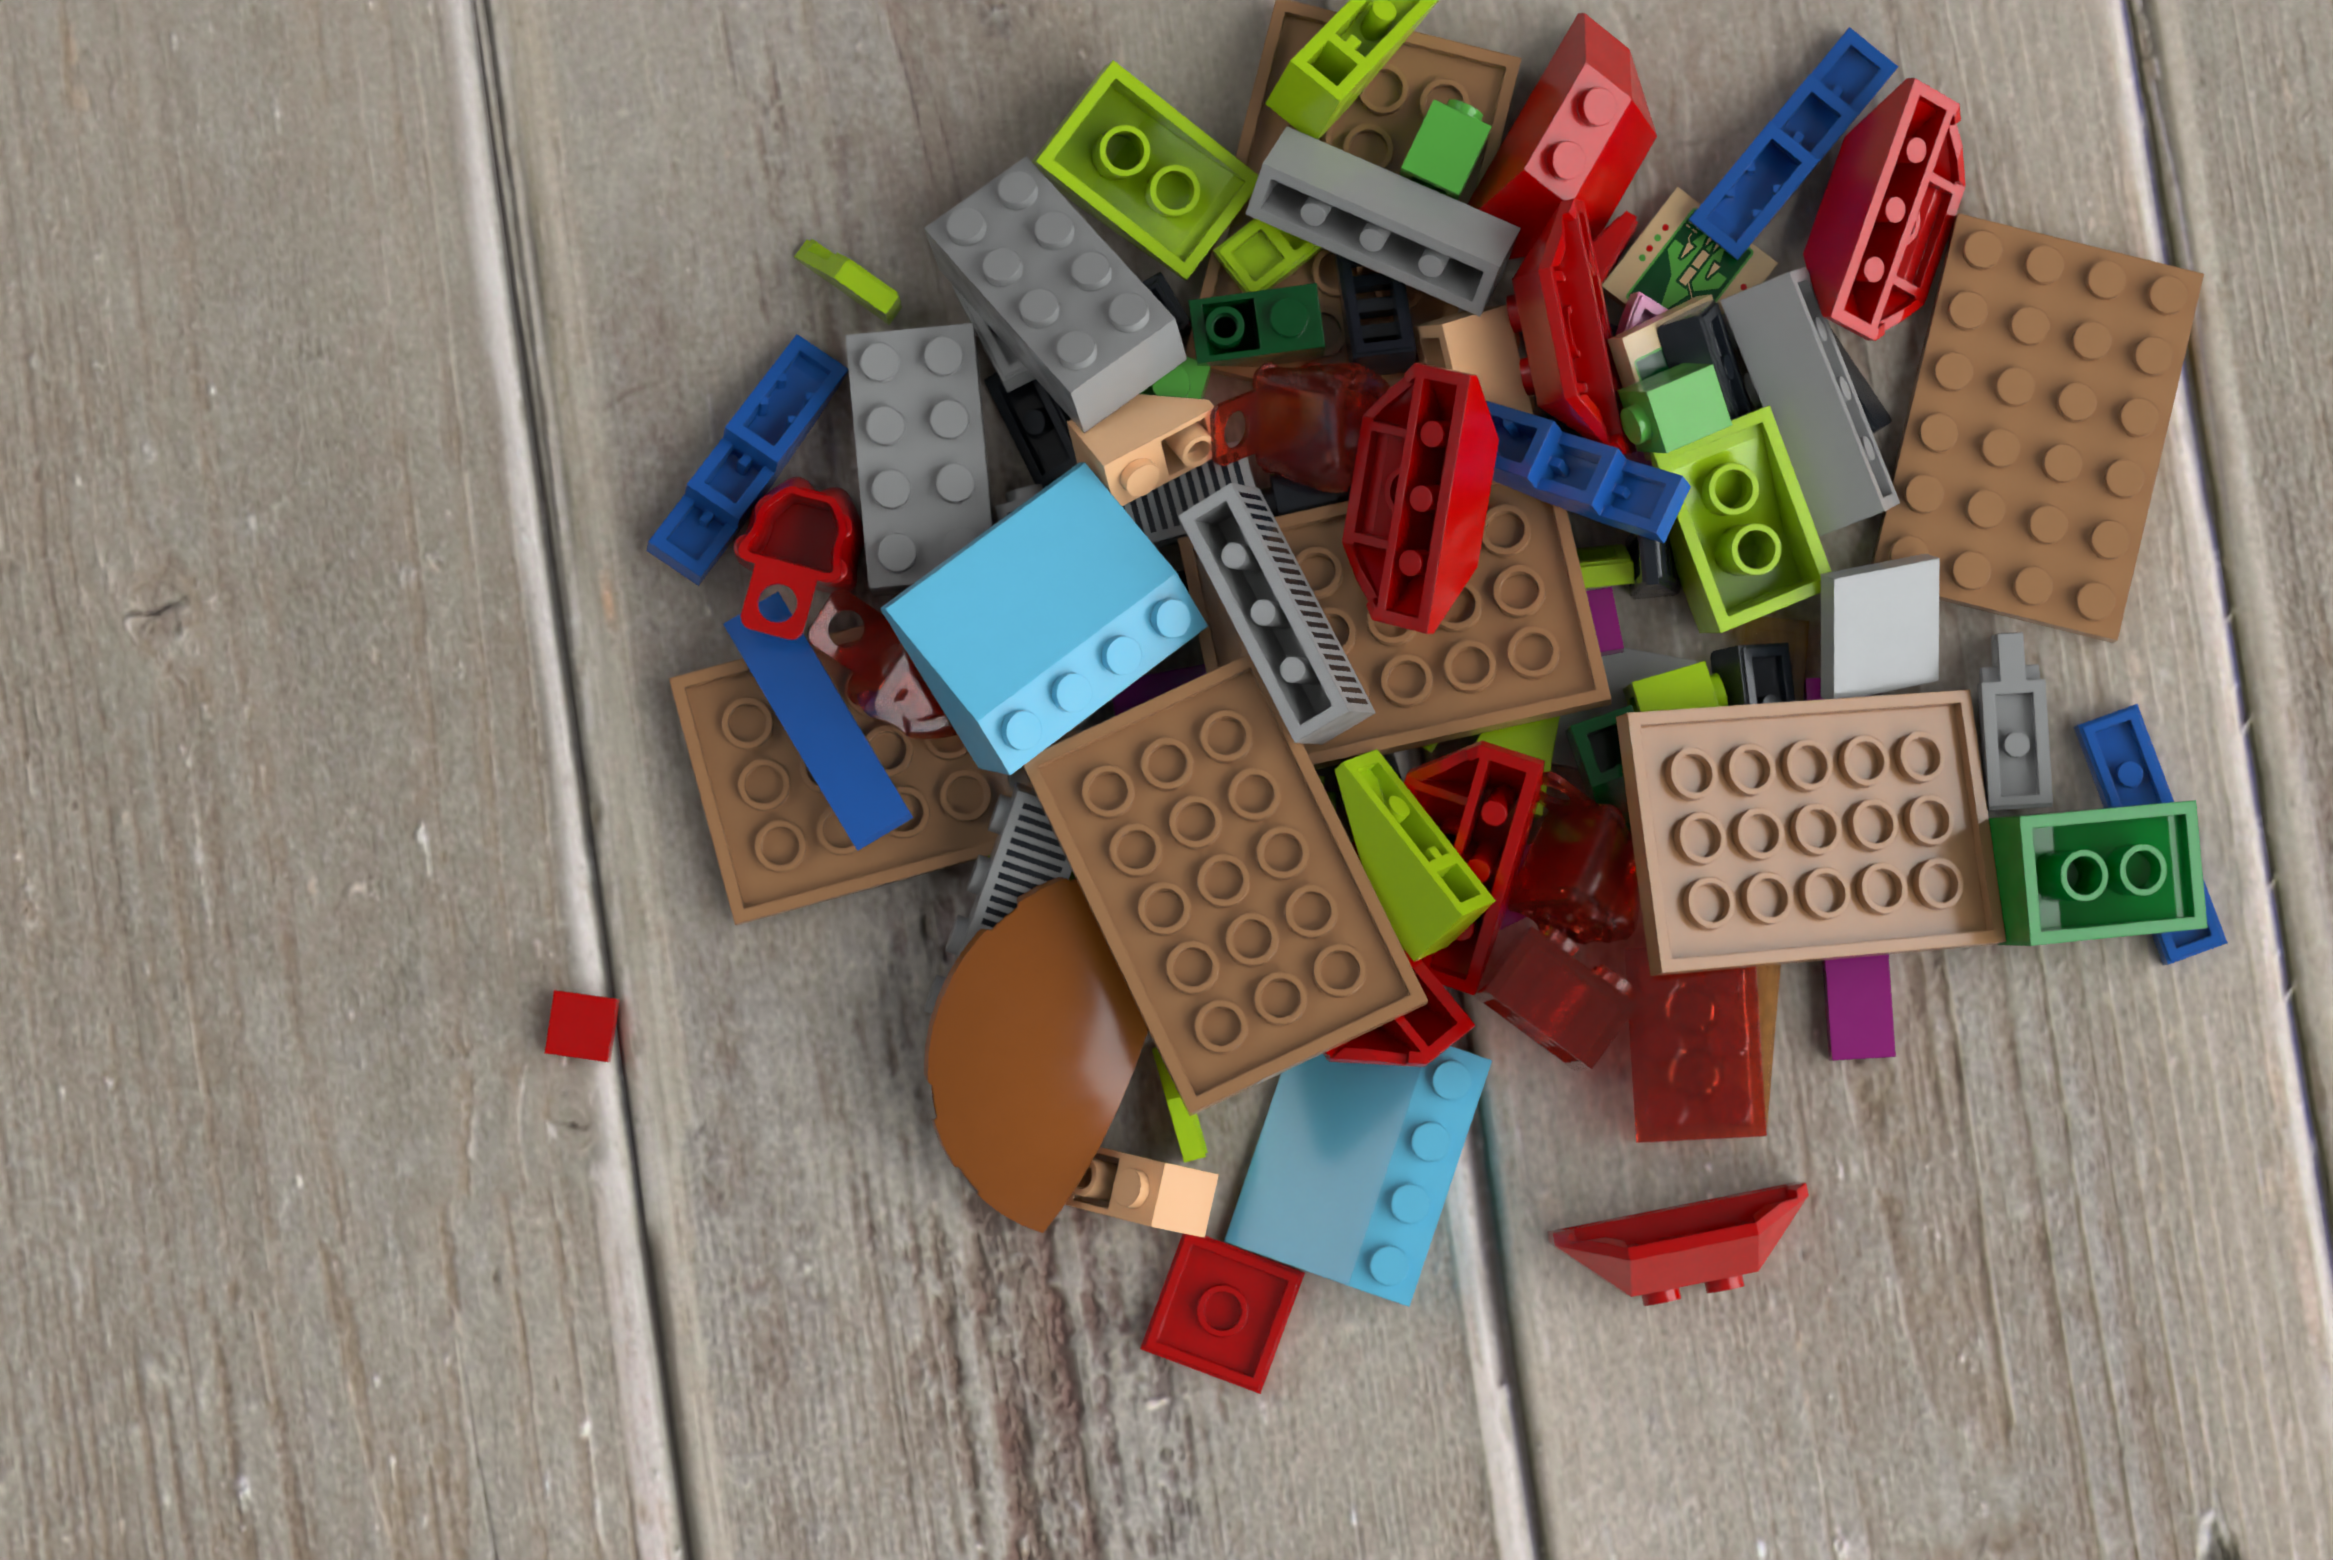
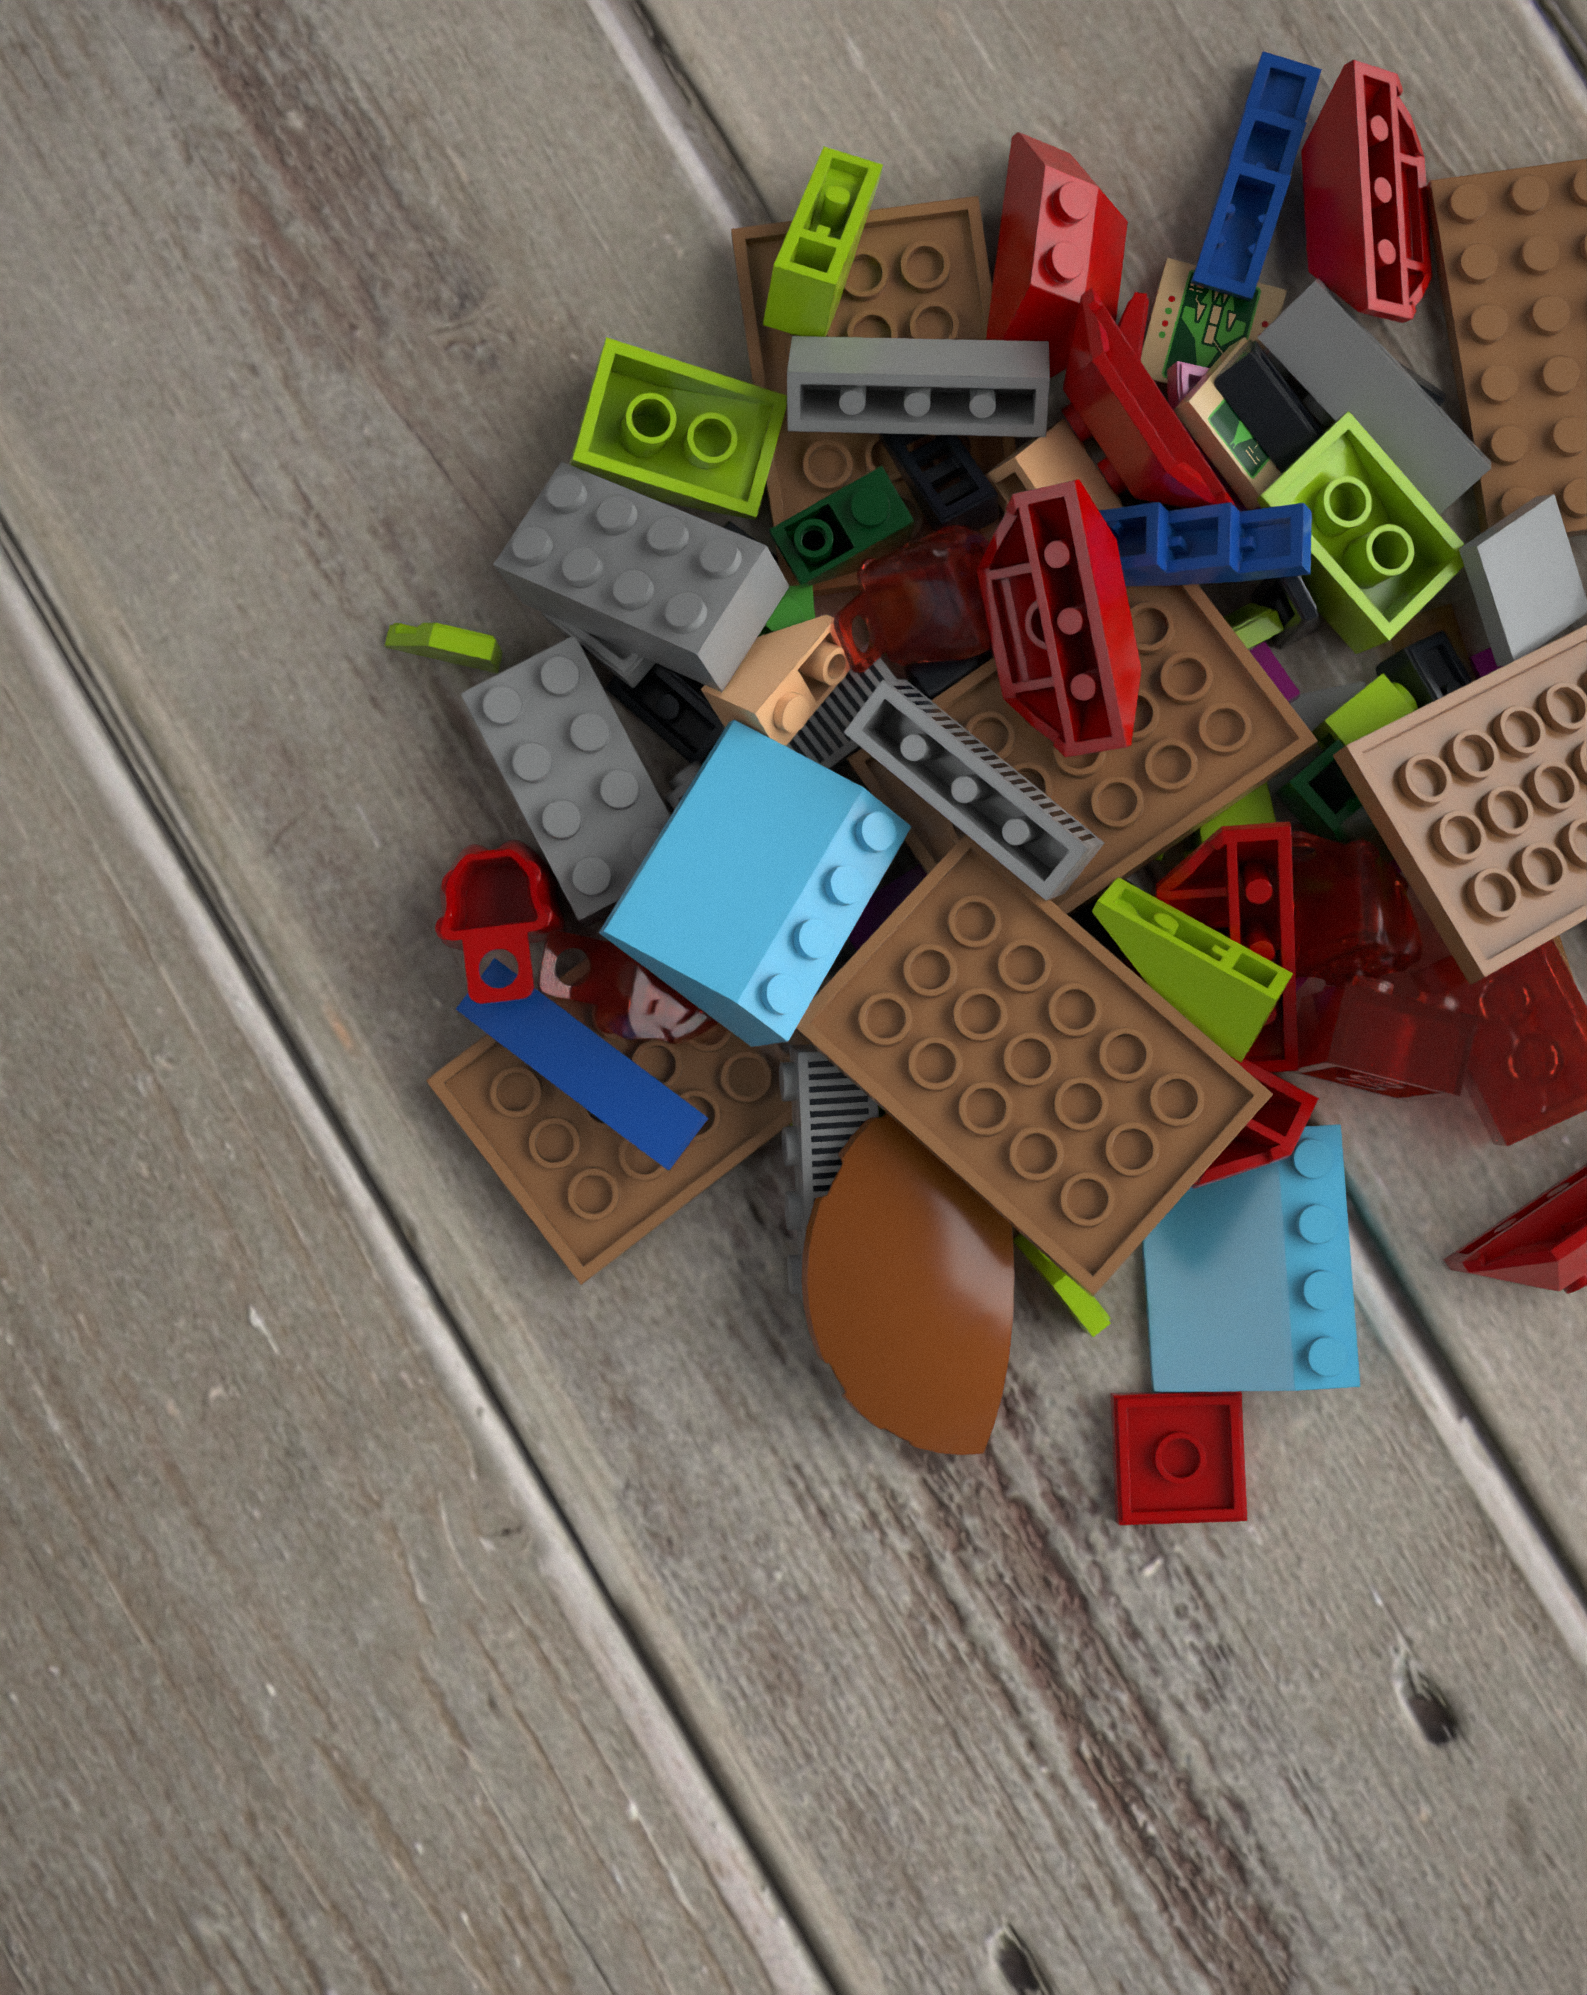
camera: 25 degrees left, 0 degrees up
(582, 1026) = (476, 1437): red tile -> none
(747, 459) = (416, 848): blue slope -> none
(1147, 1192) = (1068, 1377): light nougat slope -> none
(1262, 255) = (818, 464): lime tile -> none
(1446, 147) = (947, 296): bright green brick -> none
(1673, 408) = (1265, 445): brick -> none

